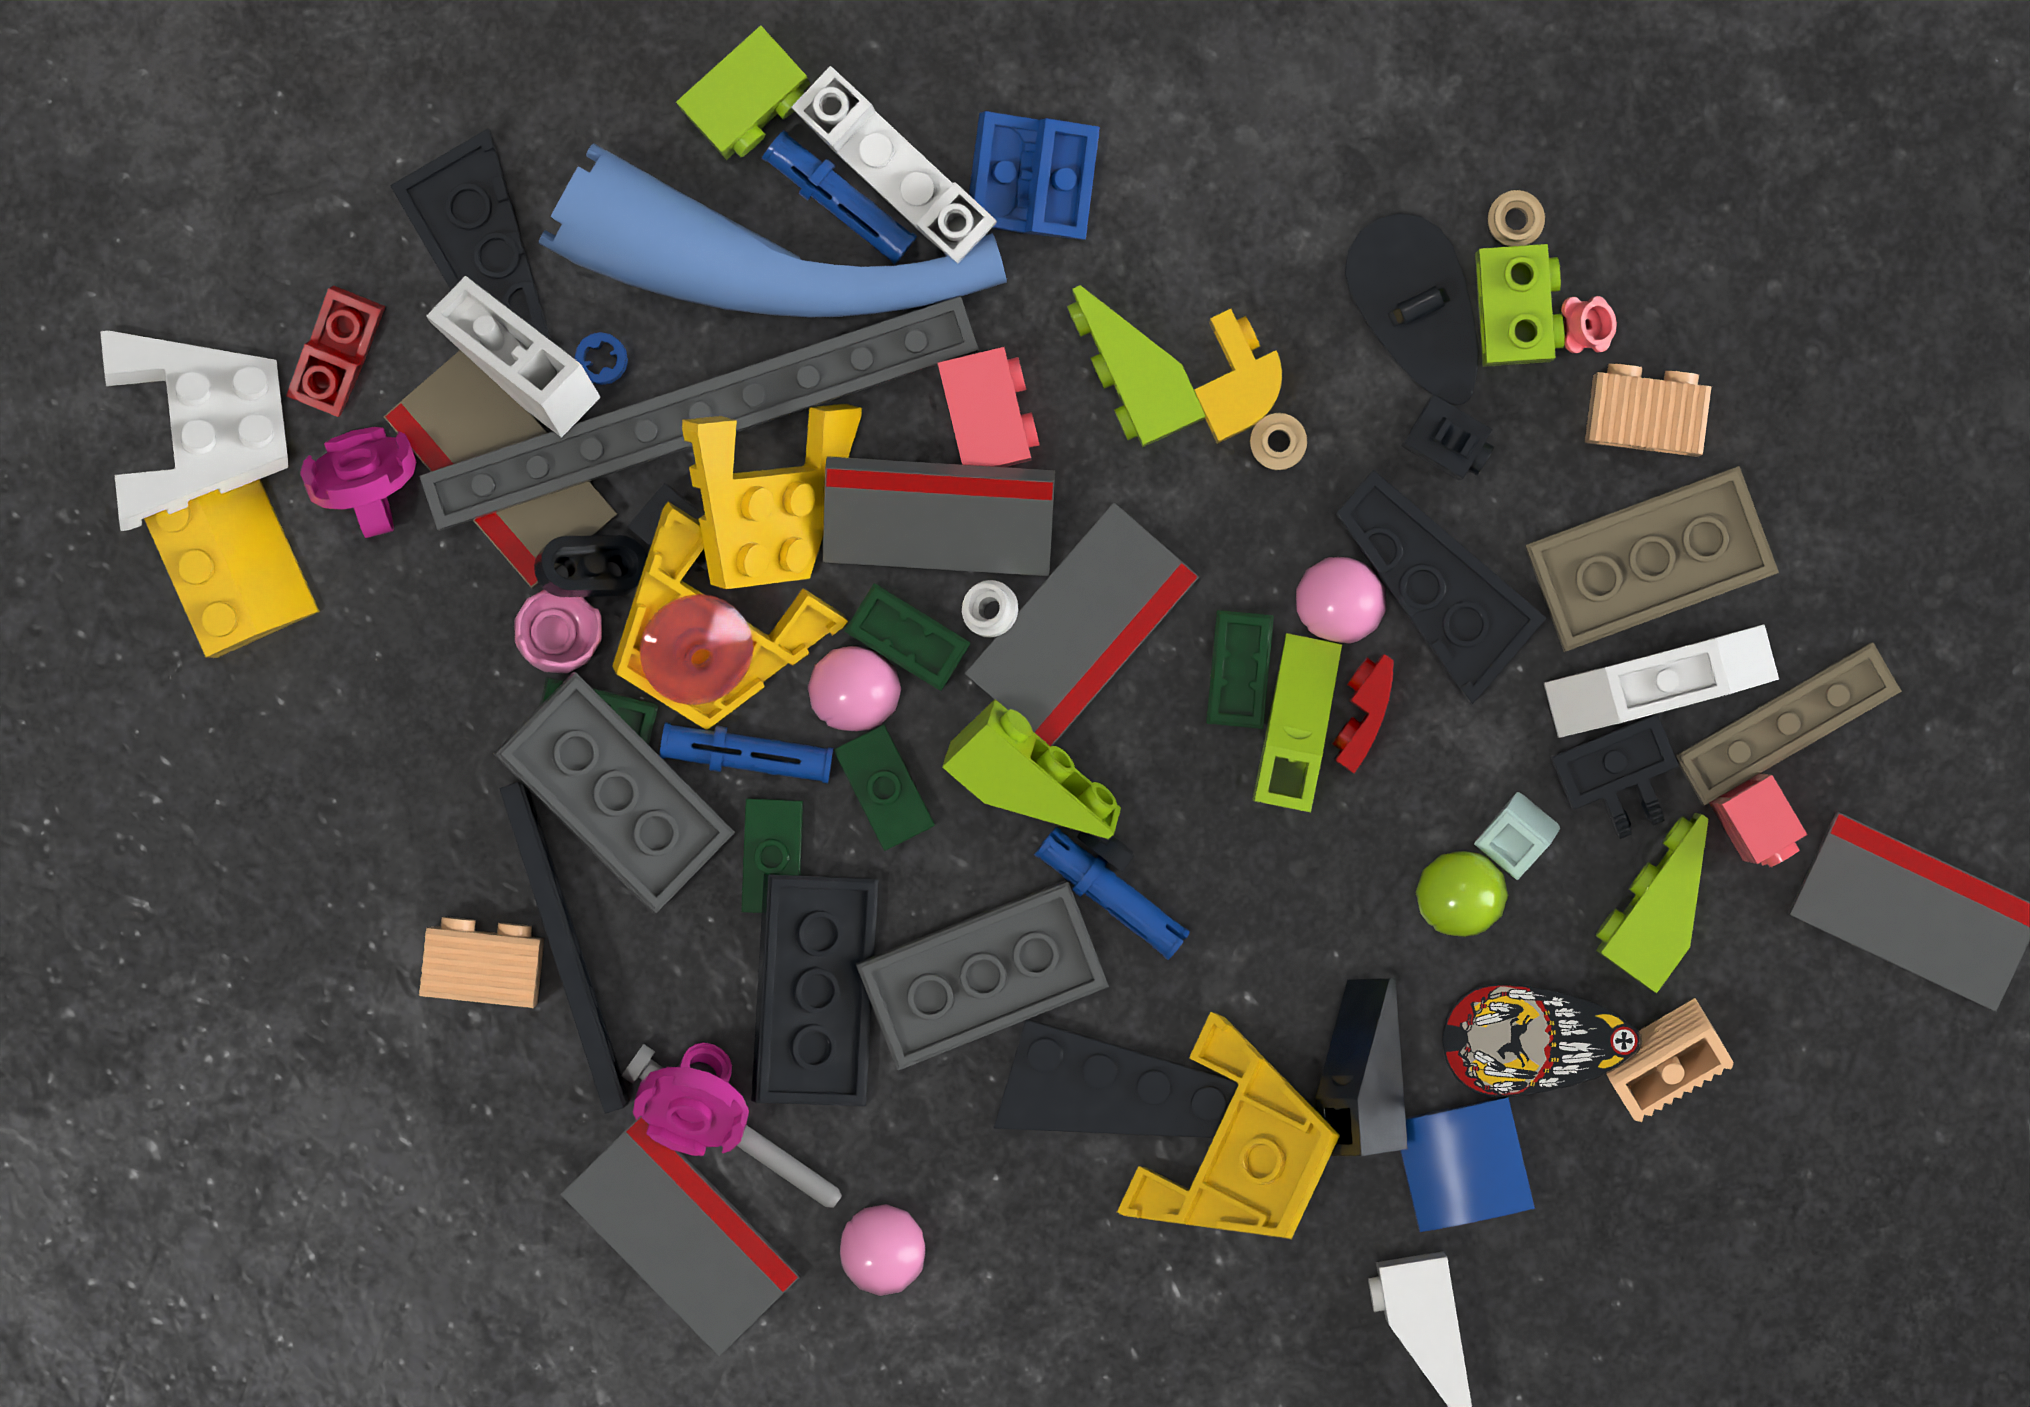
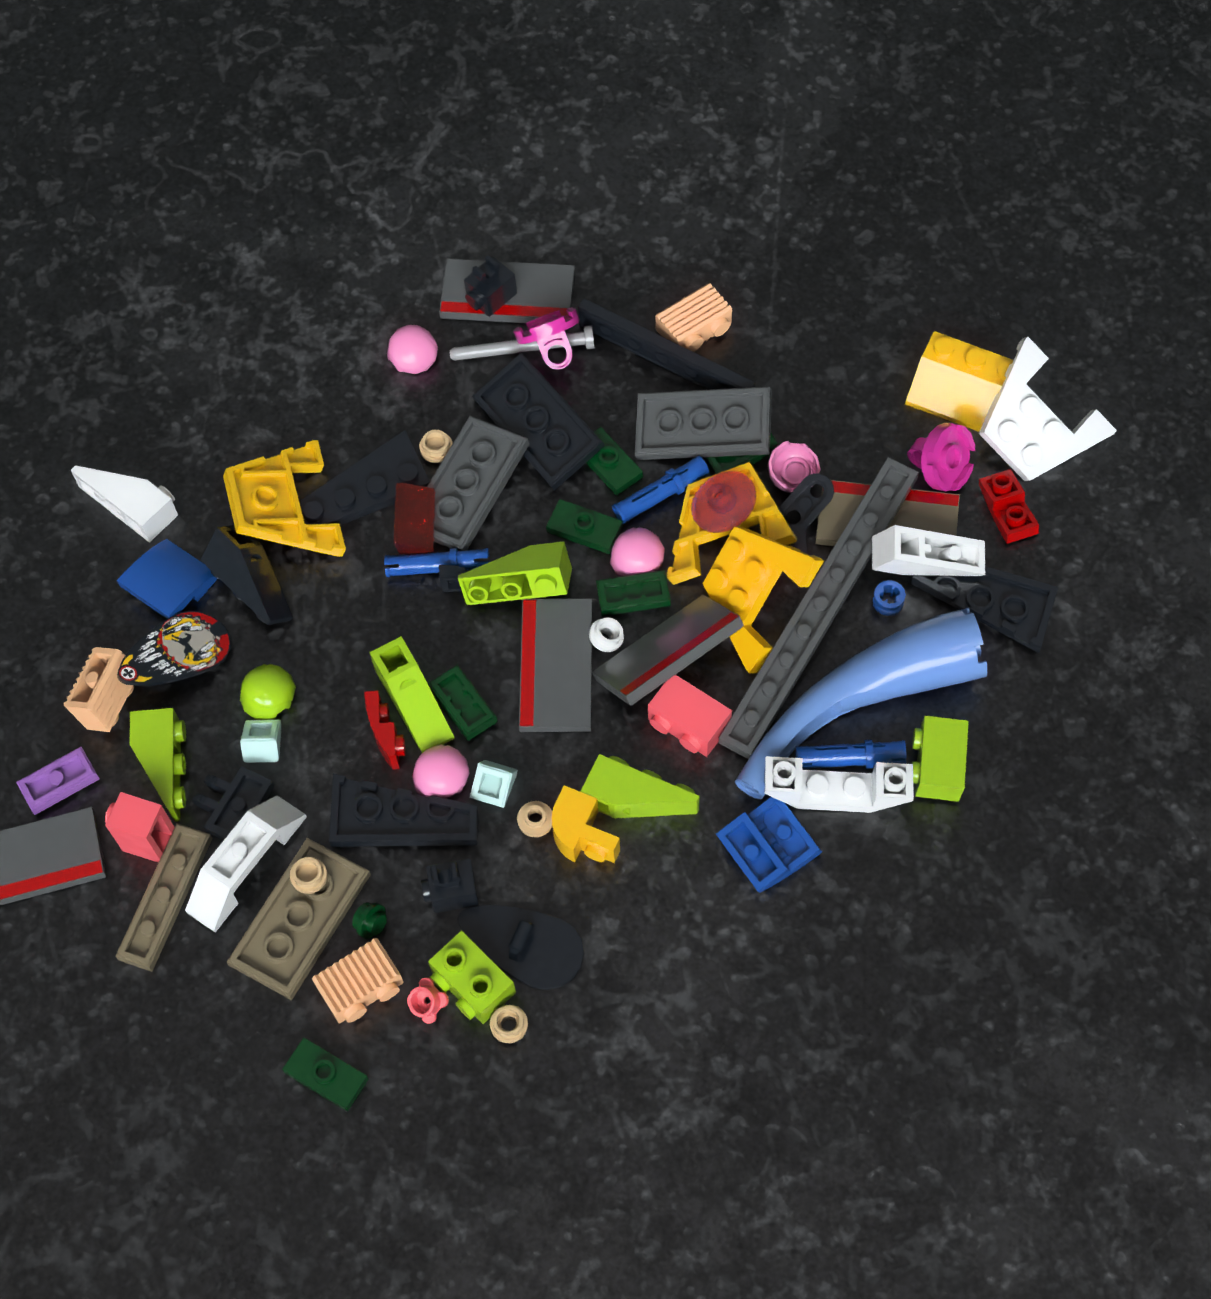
camera: 140 degrees right, 25 degrees down
(711, 1244) = (490, 286): none -> black brick
(973, 1070) = (435, 445): none -> tan plate
(1093, 973) = (414, 518): none -> clear red slope
(1286, 535) = (493, 783): none -> light aqua slope
(1575, 478) = (369, 920): none -> dark green plate
(1604, 592) = (308, 875): none -> tan plate
(1768, 339) = (325, 1074): none -> dark green plate
(1804, 987) = (57, 780): none -> medium lavender plate

